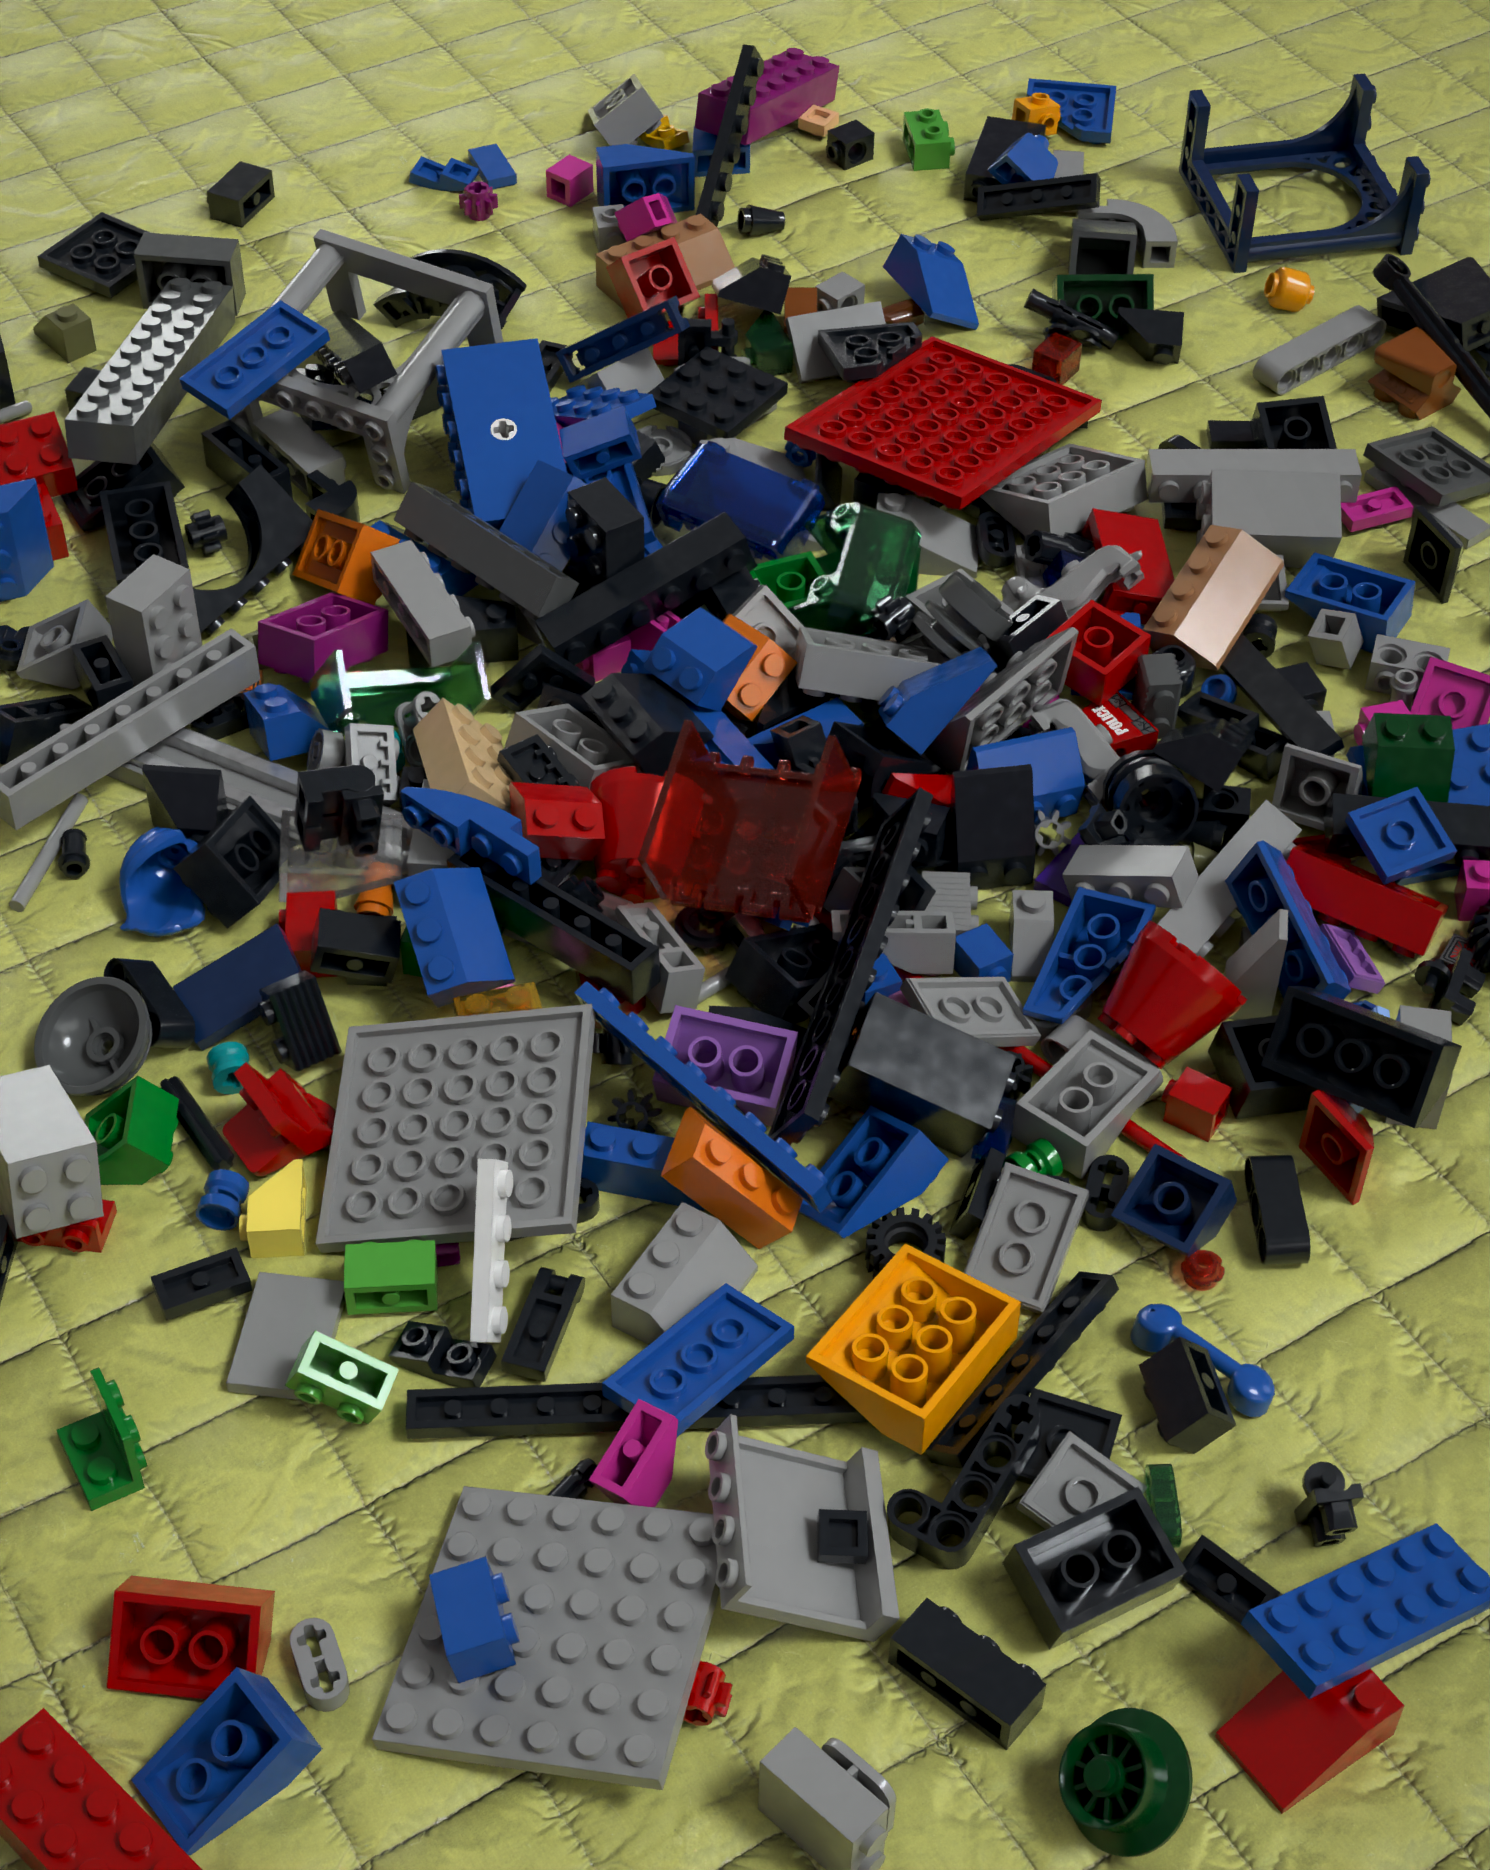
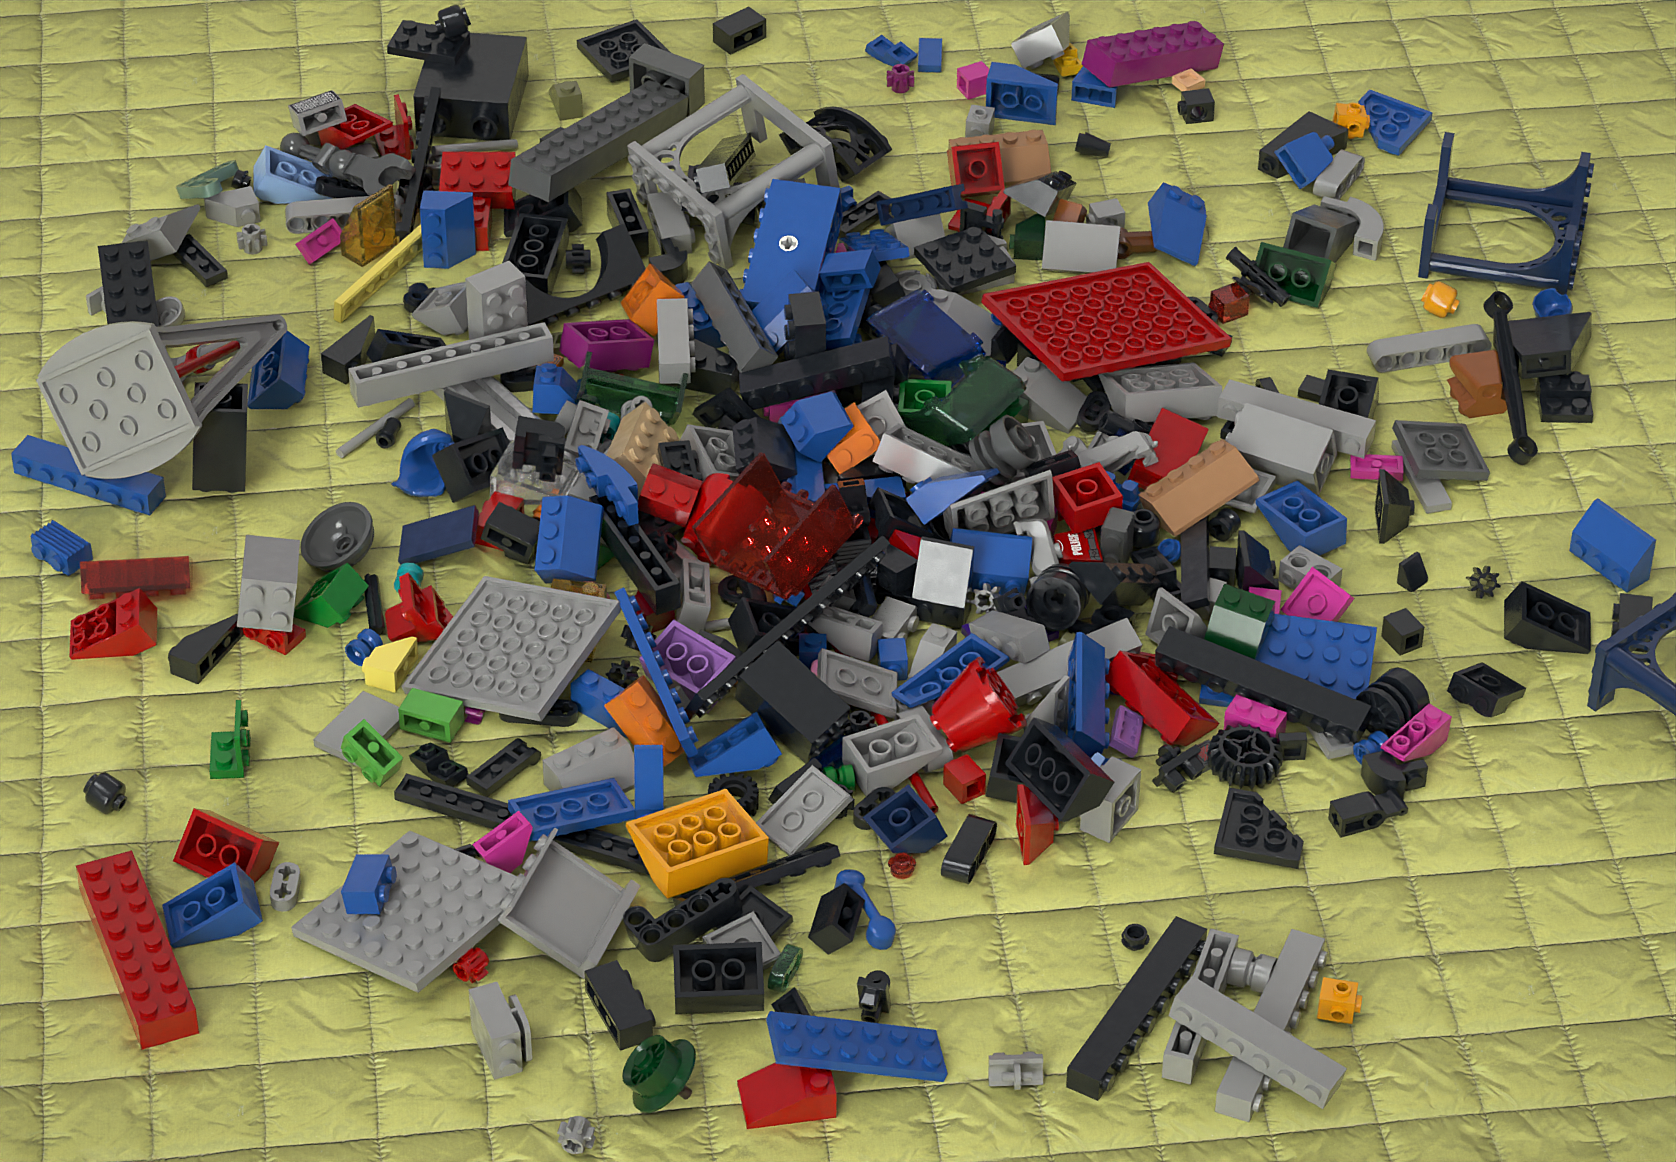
camera: 25 degrees right, 5 degrees down
(100, 671) = (454, 324): black brick -> none
(169, 1017) = (387, 534): black beam -> none
(201, 1283) = (328, 686): black plate -> none
(254, 359) = (651, 152): blue plate -> none
(299, 1021) = (458, 564): black brick -> none
(490, 1269) = (486, 714): white plate -> none
(645, 216) = (1003, 120): dark pink slope -> none
(731, 130) = (1090, 79): black plate -> none
(799, 1282) = (648, 779): none -> blue slope
(842, 1536) = (590, 916): black plate -> none
(868, 350) = (1089, 257): black plate -> none
(893, 618) = (961, 435): black gear -> none
(927, 140) = (1257, 117): bright green brick -> none
(1038, 197) = (1299, 181): black plate -> none
(1152, 333) = (1312, 303): black slope -> none
(1335, 638) = (1273, 537): light grey brick -> none
(1346, 684) = (1254, 564): none -> black slope
(1400, 835) = (1193, 663): blue plate -> none
(1404, 685) = (1290, 582): light grey pin -> none
(1420, 259) = (1551, 303): none -> blue hair

